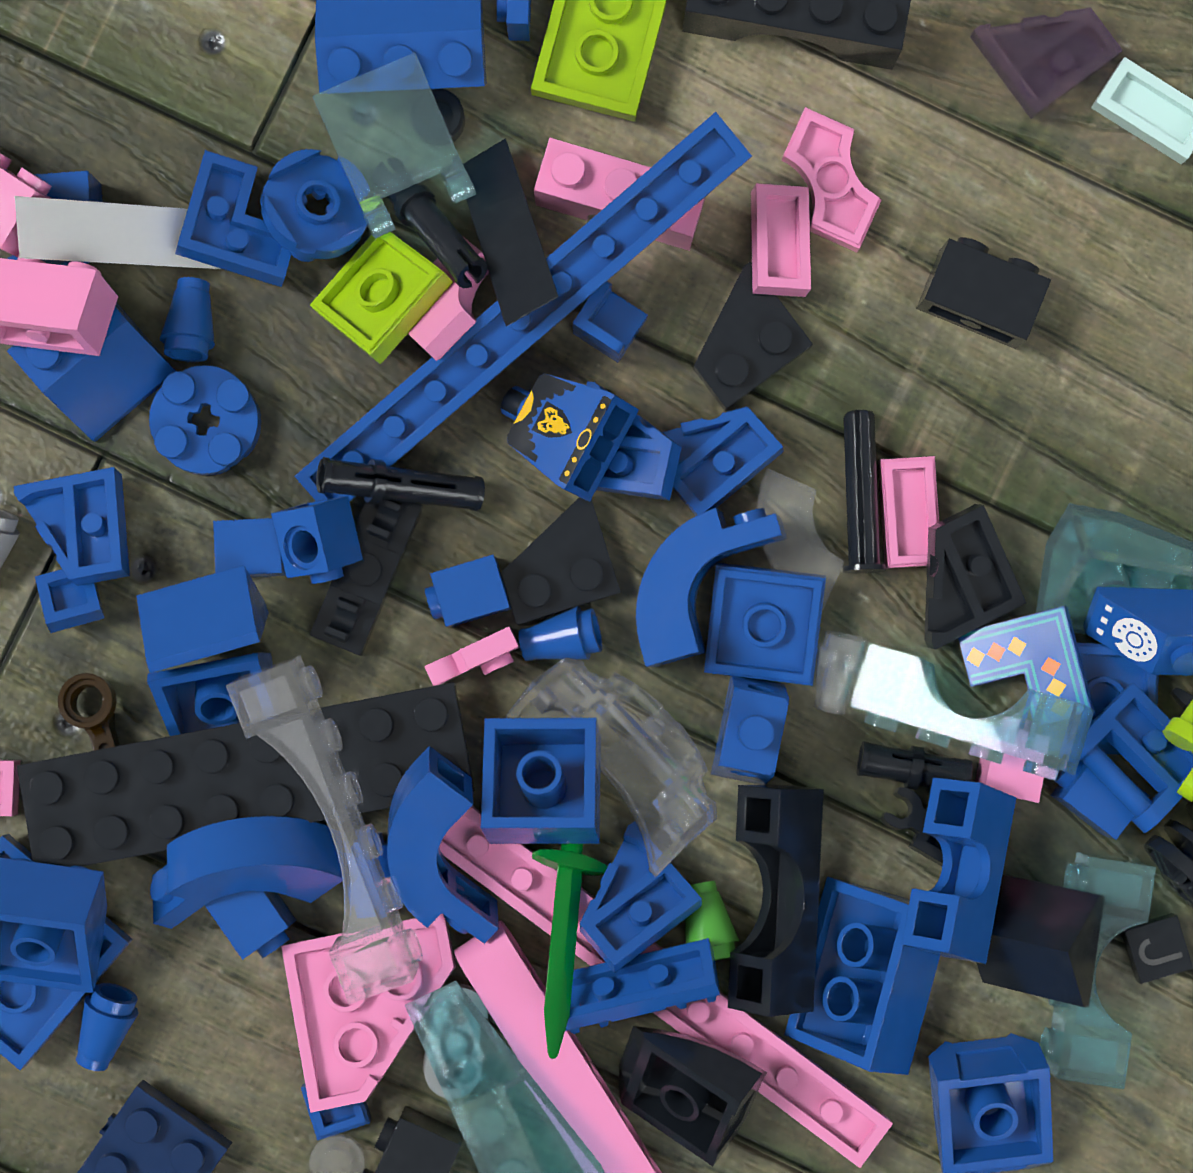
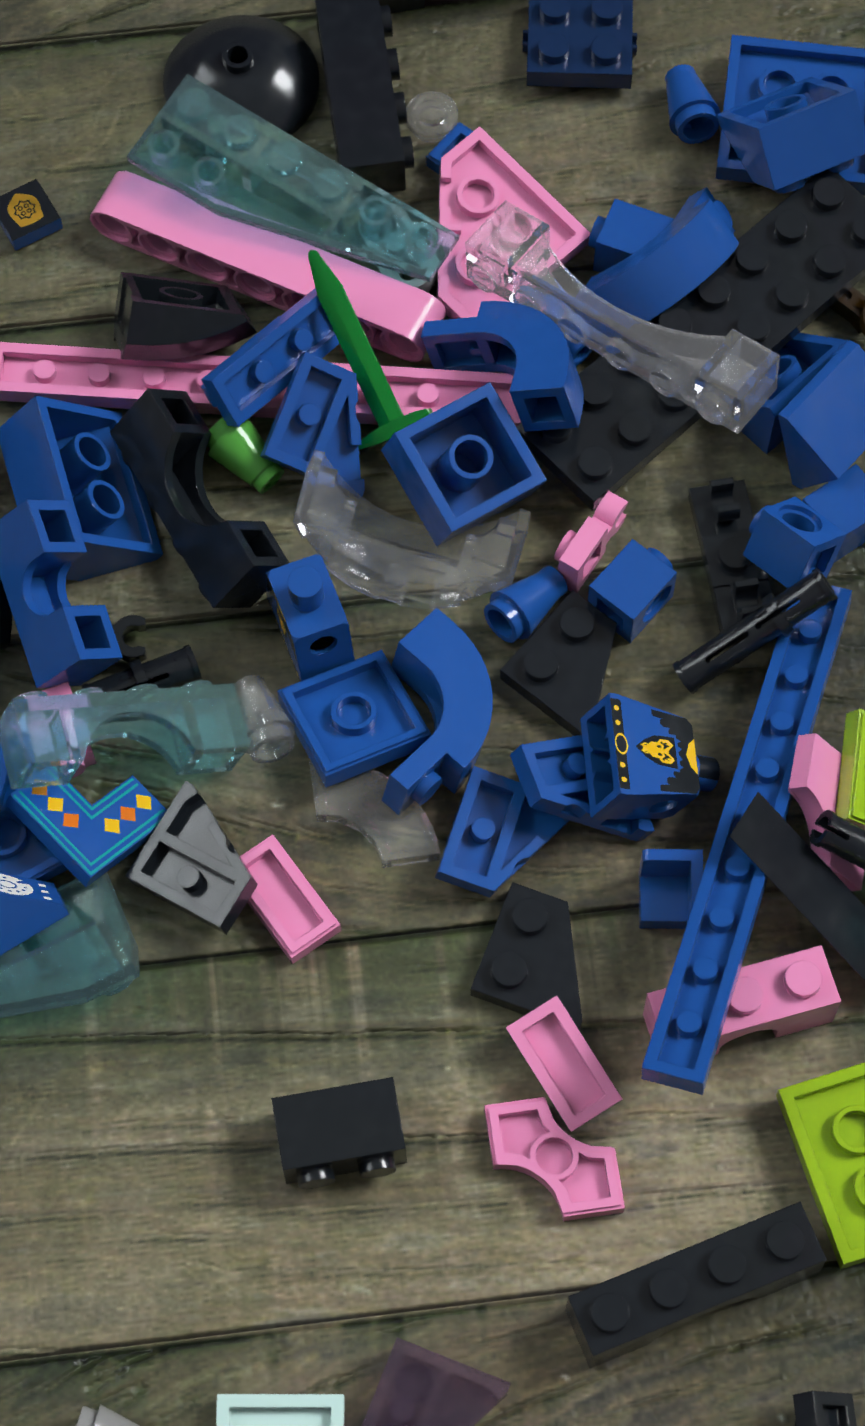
camera: 150 degrees right, 20 degrees down
(861, 493) = (337, 883): black axle -> none

